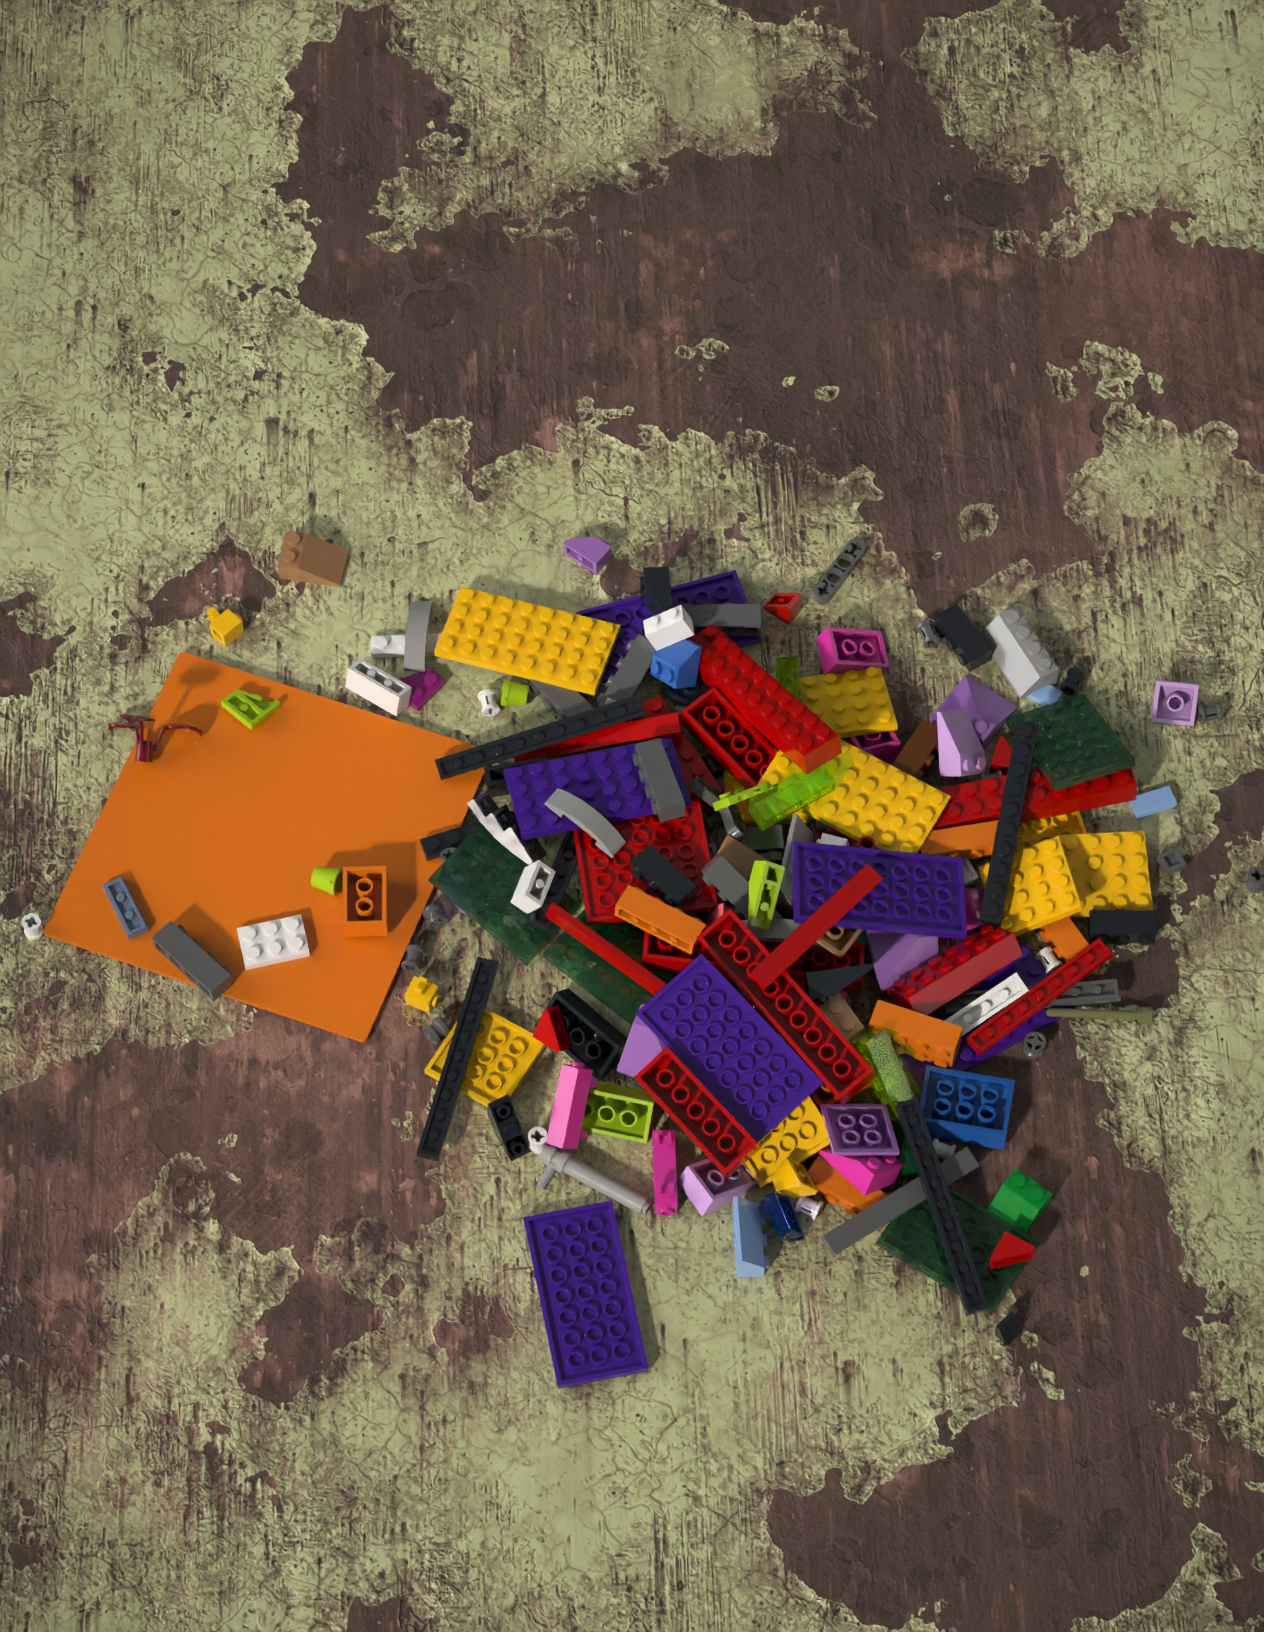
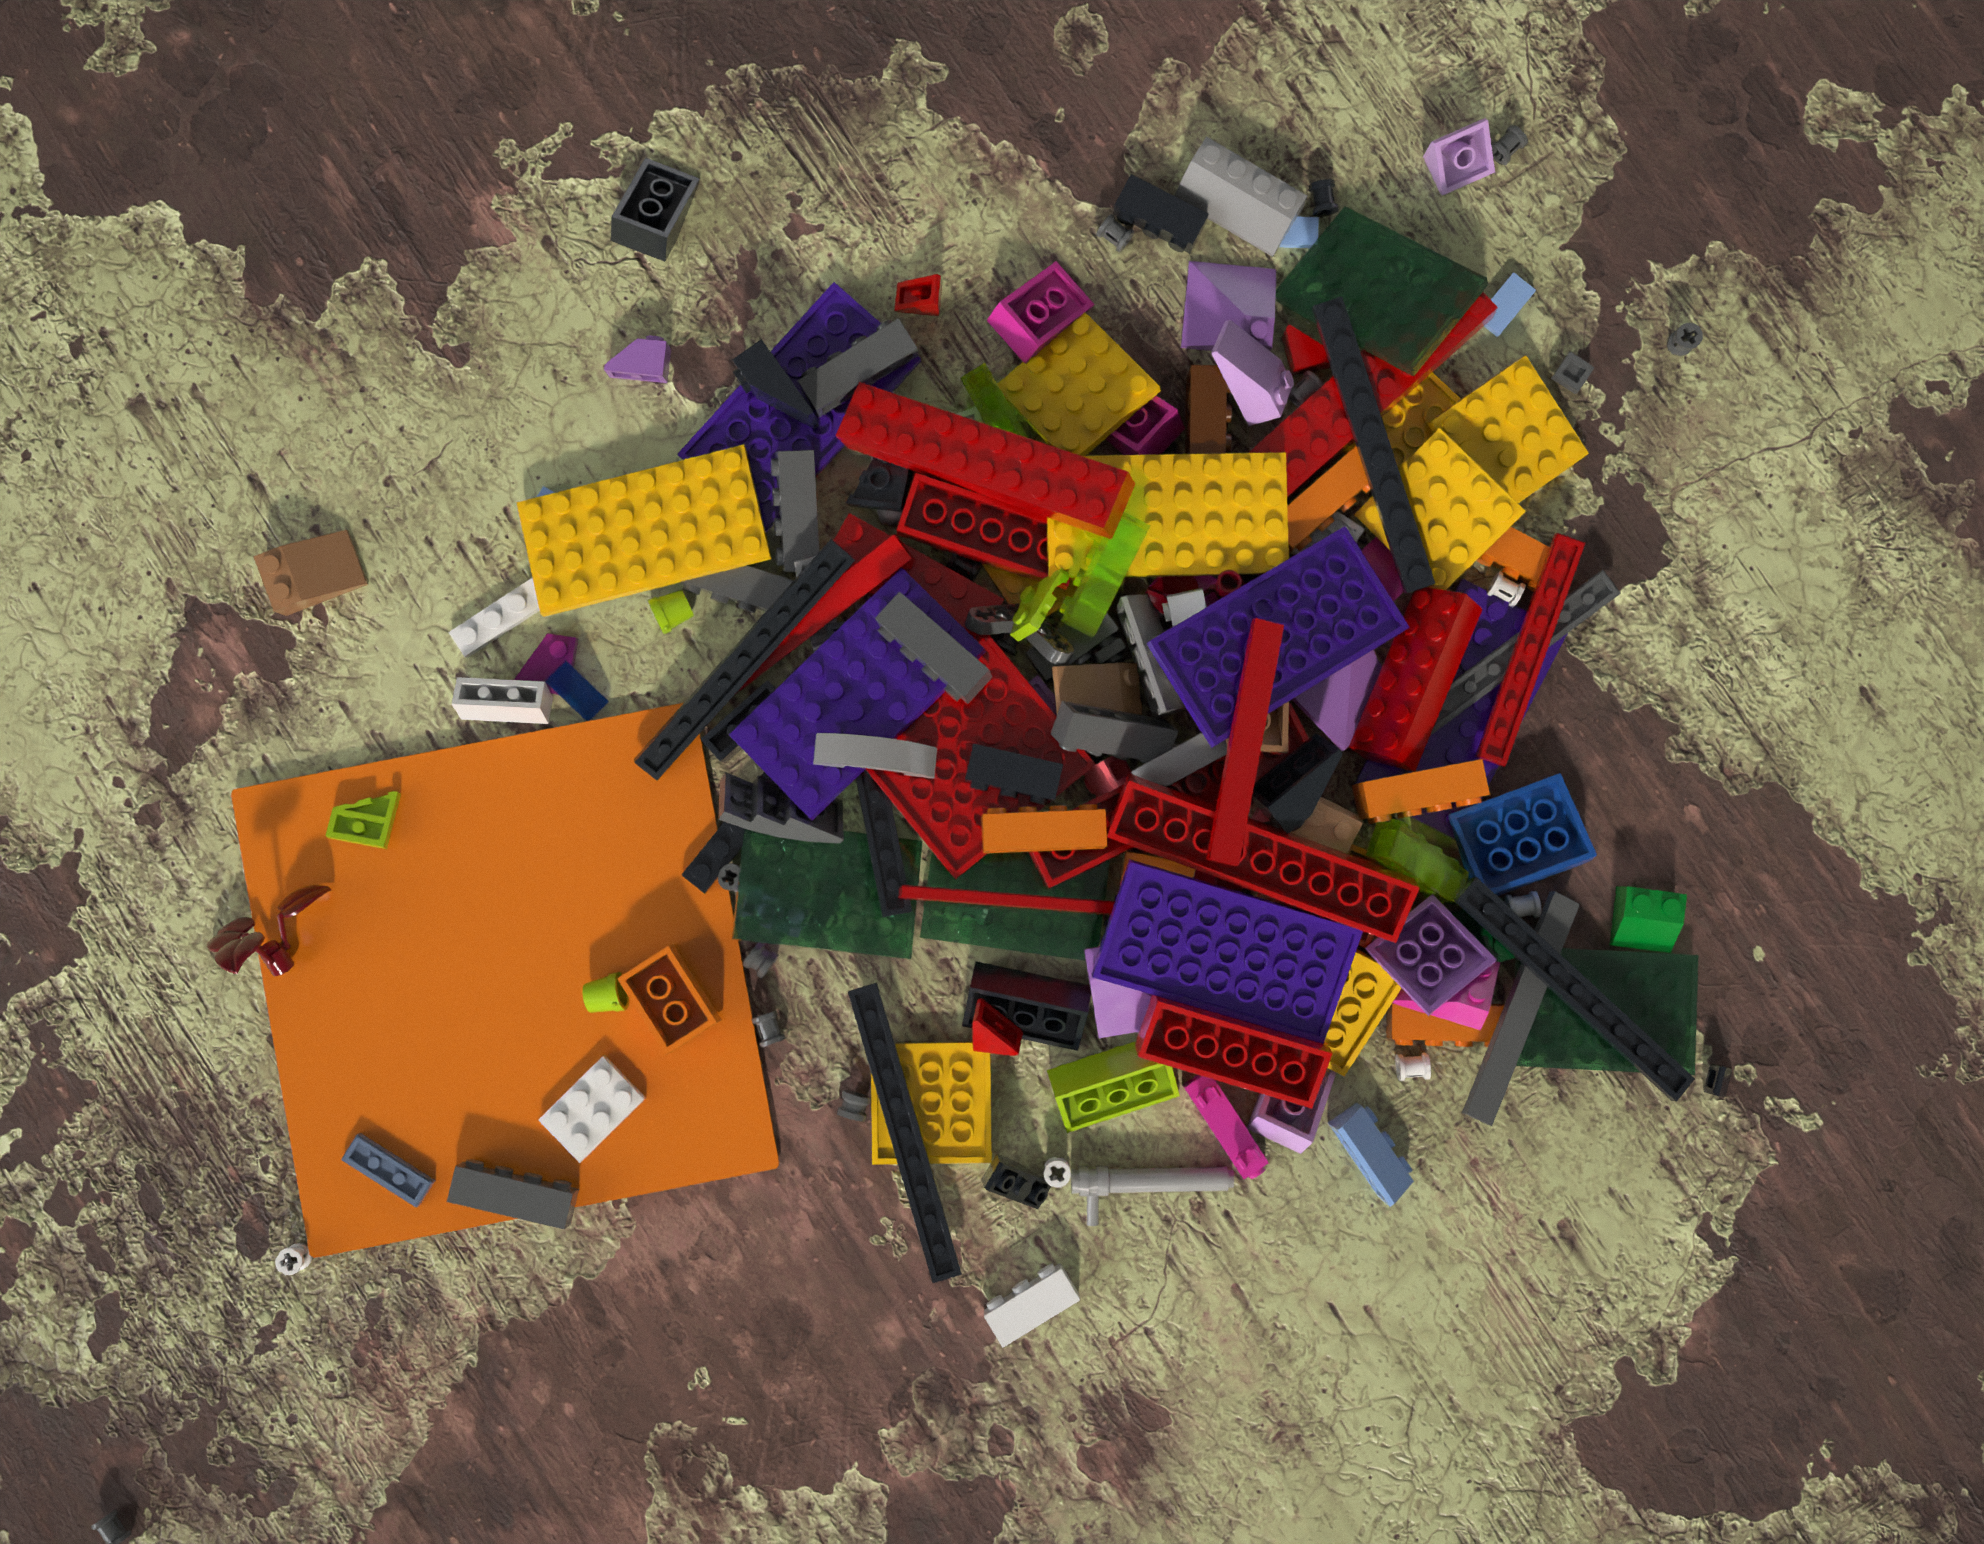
camera: 25 degrees left, 25 degrees up
(225, 626) = (262, 724): yellow brick -> none
(417, 635) = (503, 598): light grey slope -> none
(422, 994) = (810, 1069): yellow brick -> none
(426, 706) = (576, 690): none -> clear blue tile
(469, 1208) = (1030, 1304): none -> white brick
(488, 702) = (647, 639): white bush -> none
(533, 886) = (862, 872): white brick -> none
(570, 1105) = (1077, 1124): dark pink brick -> none
(585, 1294) = (1225, 1327): dark purple plate -> none
(651, 476) = (653, 209): none -> black slope
(668, 627) = (814, 427): white brick -> none
(677, 664) = (848, 462): blue slope -> none
(763, 893) = (1149, 725): lime slope -> none
(782, 1216) = (1394, 1104): clear blue slope -> none
(793, 1180) = (1386, 1056): yellow slope -> none
(842, 572) = (955, 206): dark grey beam -> none
(989, 1003) = (1478, 702): white plate -> none
(1011, 1251) = (1677, 995): red slope -> none
(1036, 1040) = (1555, 705): dark grey wheel -> none
(1122, 926) = (1566, 495): black brick -> none
(1142, 1015) = (1651, 595): olive piece -> none

